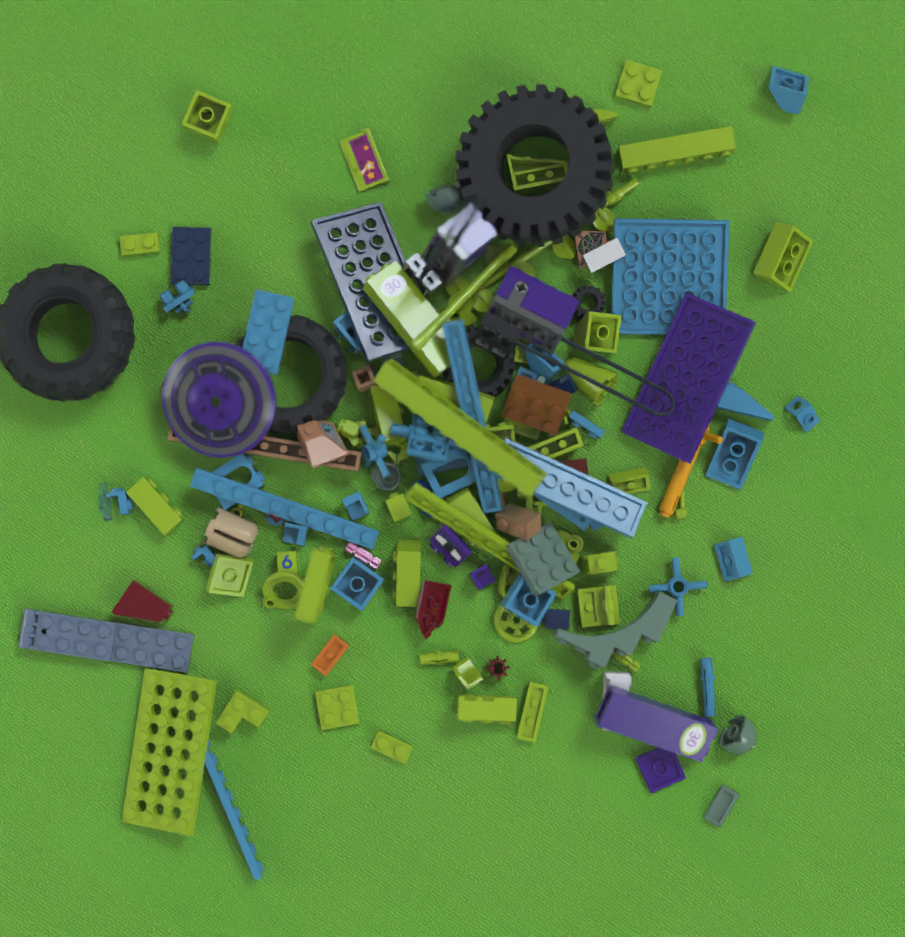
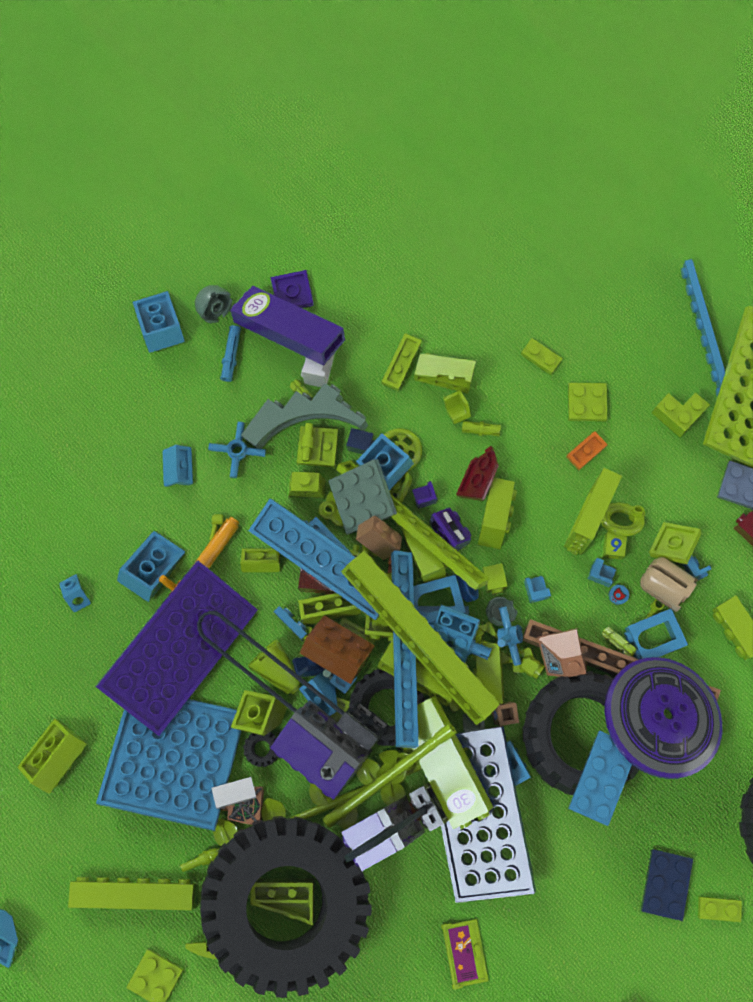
camera: 165 degrees left, 10 degrees down
(185, 291) = (683, 839): dark azure hips -> none
(269, 469) = (618, 641): none -> lime axle
(284, 508) = (611, 599): dark azure plate -> none
(357, 584) = (548, 510): dark azure brick -> none
(363, 555) = (538, 539): bright pink axle -> none
(445, 198) = (387, 891): sand green cylinder -> none
(503, 667) = (426, 413): dark red gear -> none
(721, 805) = (243, 248): sand green tile -> none
(739, 402) = (132, 614): dark azure slope -> none
(790, 706) = (158, 322): none -> dark azure slope

